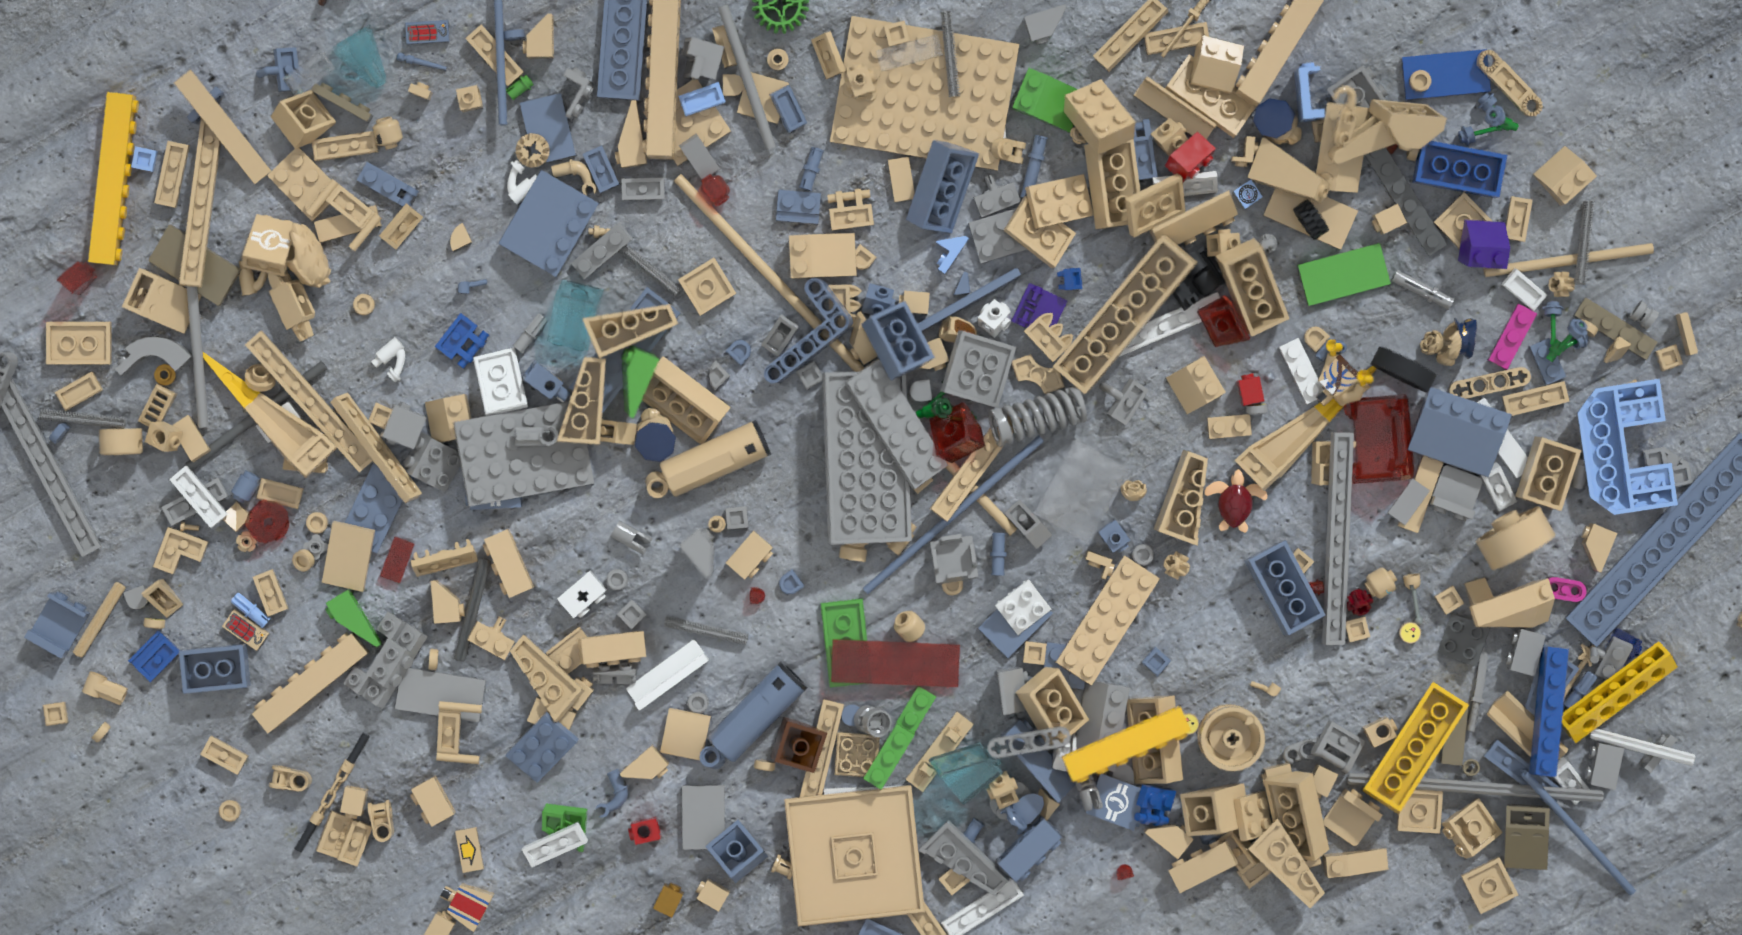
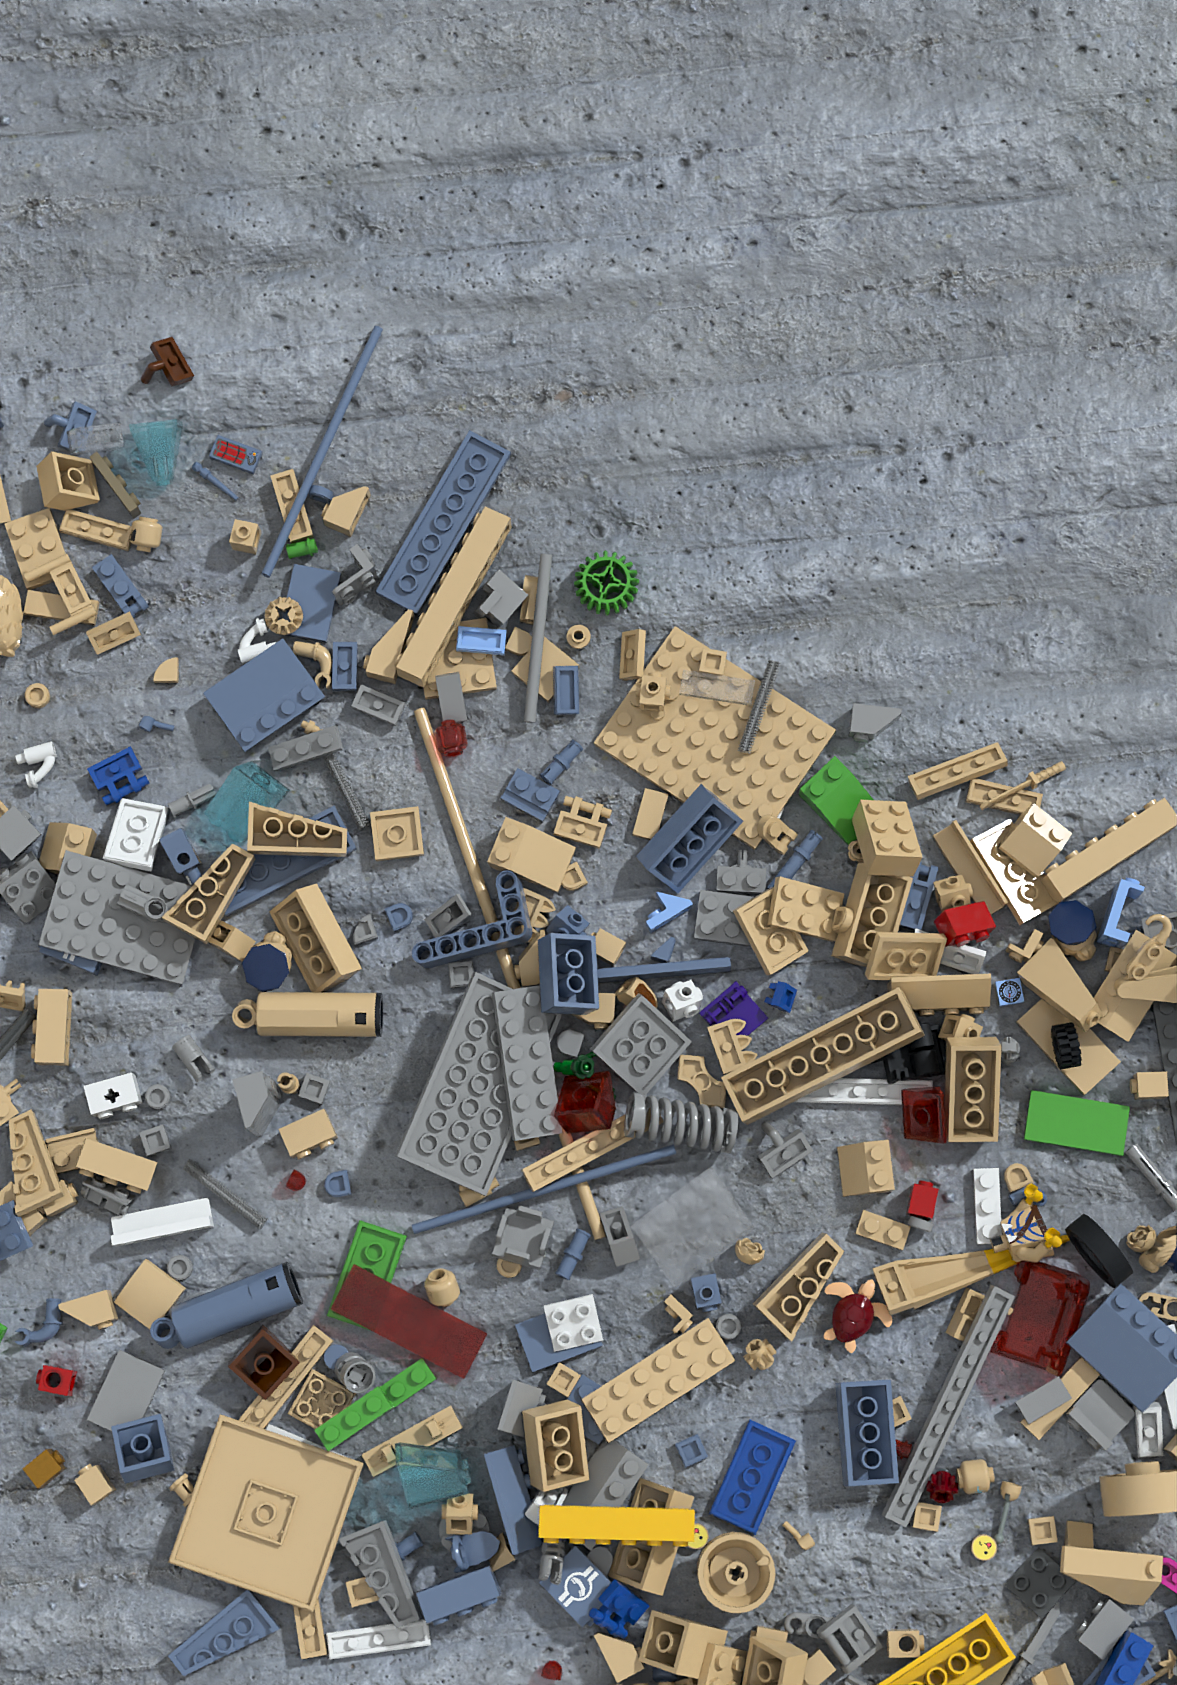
camera: 25 degrees right, 10 degrees down
(420, 90) = (200, 508): tan plate -> none
(637, 372) = (281, 883): bright green slope -> none
(764, 765) = (217, 1368): tan tile -> none
(854, 552) = (420, 1179): tan wheel -> none
(1028, 738) = (510, 1474): light grey beam -> none
(1092, 197) = (842, 919): none -> tan tile
(1211, 659) = (752, 1477): none -> blue tile

